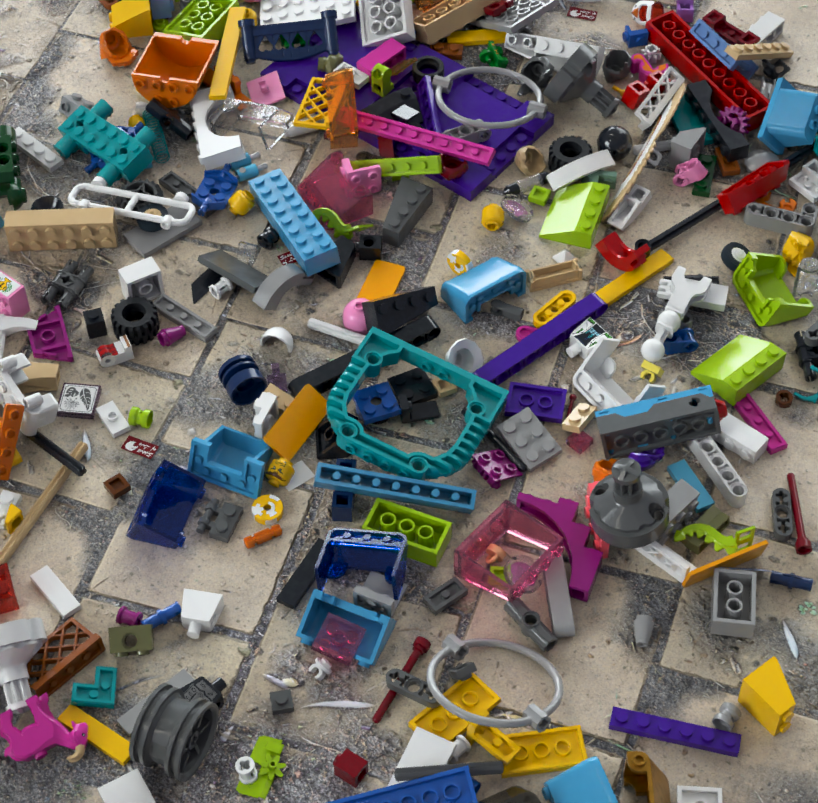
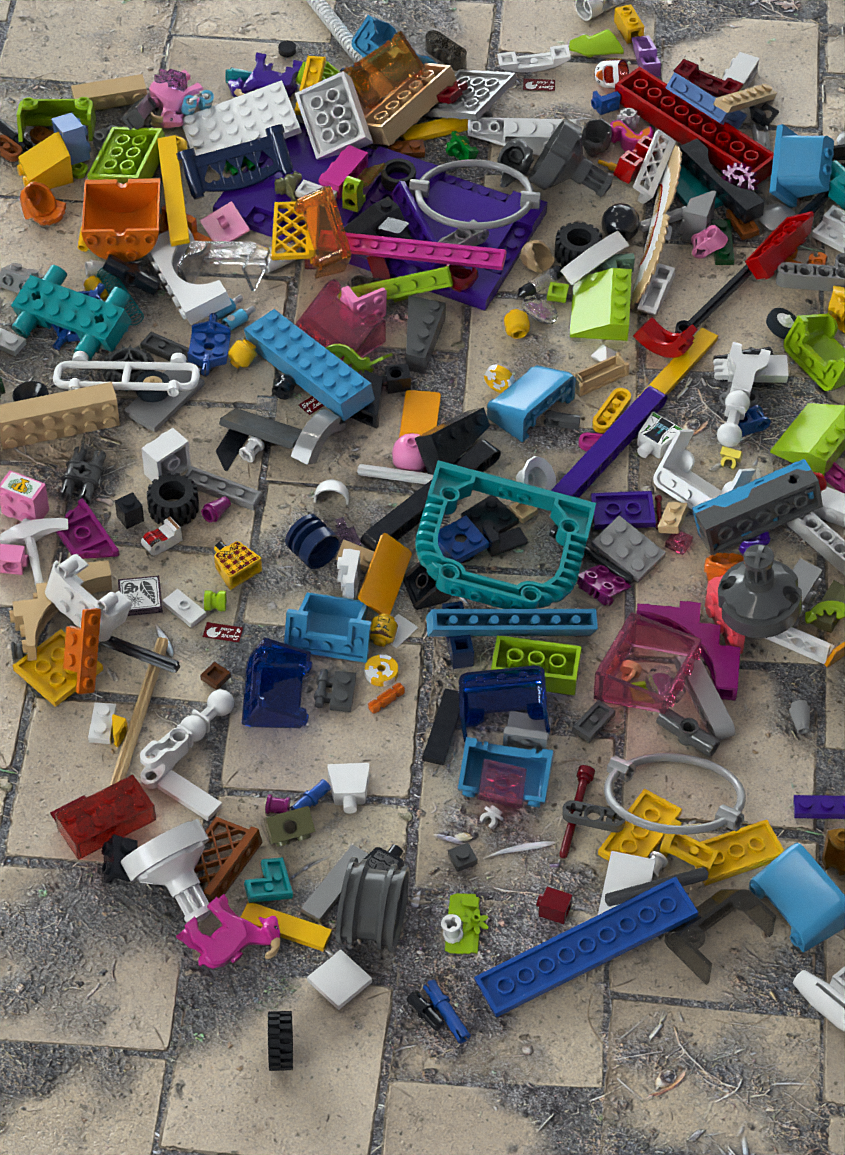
camera: 15 degrees left, 0 degrees up
(59, 540) = (176, 743): none -> white piece
(171, 387) = (236, 563): none -> yellow torso
(462, 671) = (637, 790): dark grey plate -> none
(682, 470) = (790, 555): medium azure tile -> none

